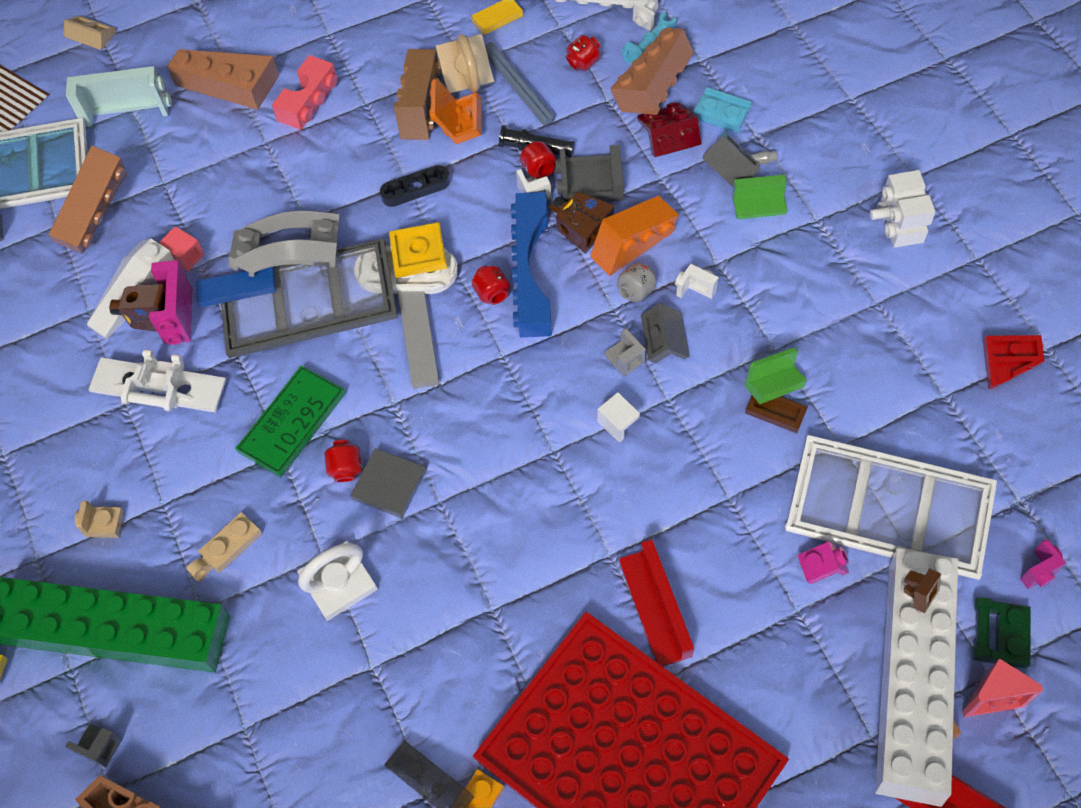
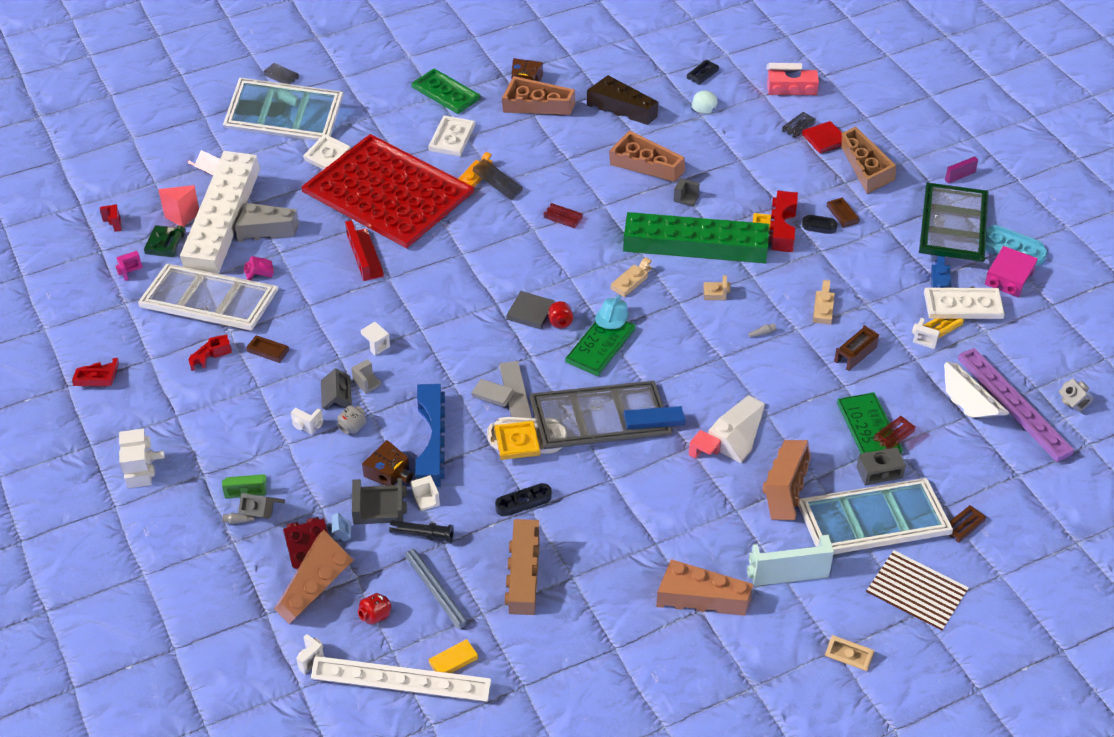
camera: 175 degrees right, 15 degrees down
(51, 444) = (763, 330): none -> light grey piece
(130, 379) = (701, 365): white piece -> none
(138, 303) = (717, 397): reddish brown torso -> none
(175, 320) = (699, 409): dark pink panel -> none
(266, 463) = (612, 313): none -> medium azure piece
(297, 107) = (630, 562): coral arch -> none
(298, 682) = (559, 214): none -> clear red tile
(322, 247) = (591, 447): light grey wedge -> none
(336, 579) = (560, 261): white tile -> none
(448, 328) = (492, 392): none -> light grey tile
(456, 117) = (488, 550): orange bracket -> none
(464, 63) = (481, 588): tan tile -> none
(491, 284) = (460, 417): red head -> none
(538, 160) = (420, 509): red head -> none
(632, 233) = (346, 450): orange wedge -> none
(633, 52) = (327, 610): medium azure piece -> none
(633, 141) = (339, 528): none -> light blue tile
(722, 110) = (258, 562): medium azure plate -> none
(774, 376) = (264, 357): bright green panel -> none
(835, 662) = (266, 221): none -> light grey wedge
(870, 390) = (215, 347): none -> red piece
(922, 588) = (207, 226): reddish brown tile -> none

